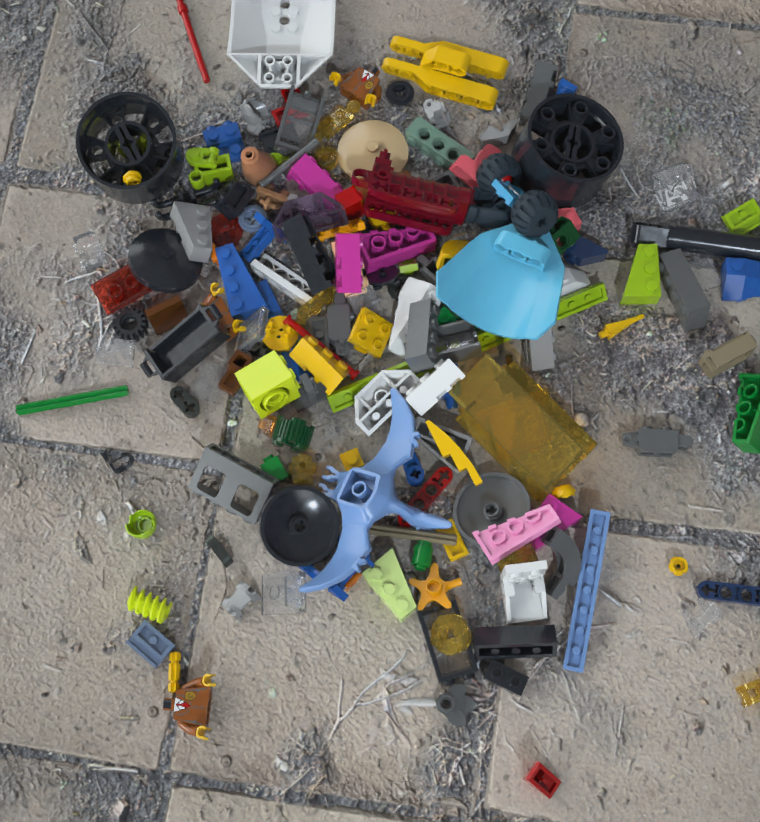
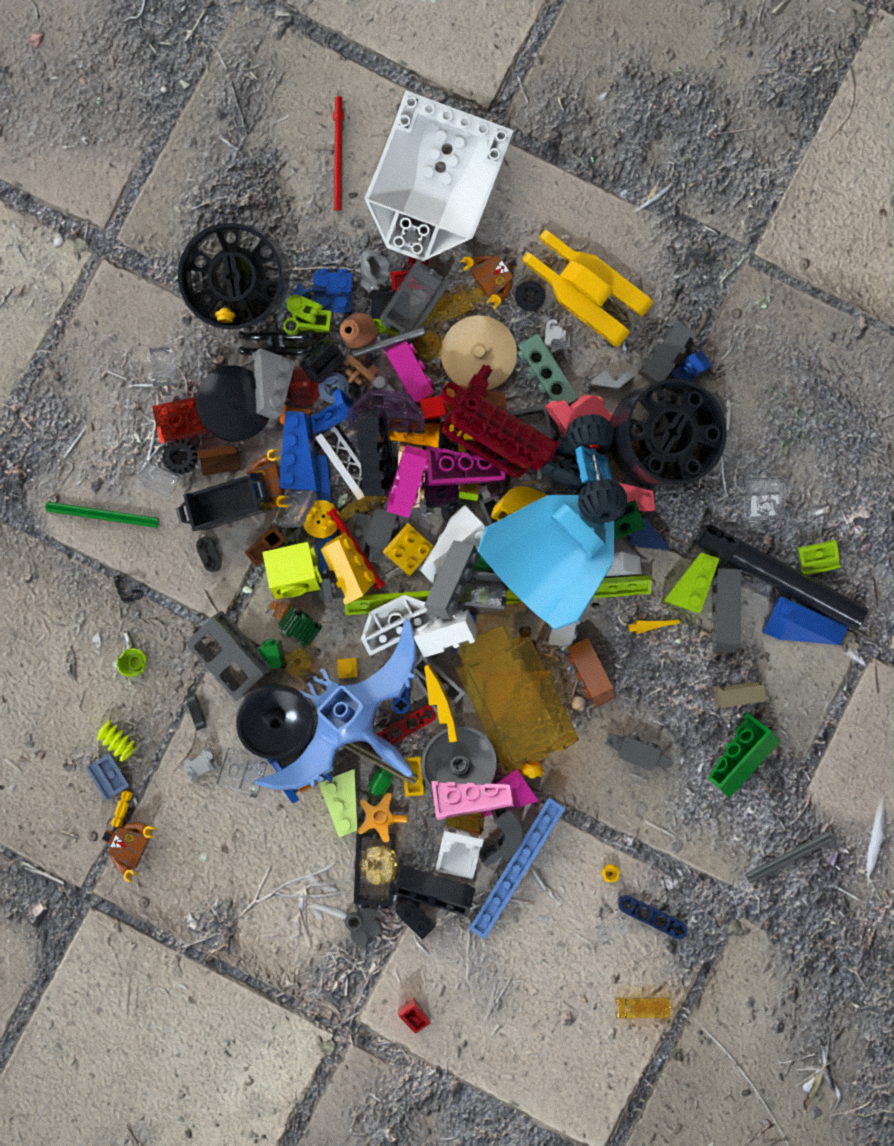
camera: 15 degrees right, 15 degrees up
(583, 384) = (590, 672): none -> dark orange wedge

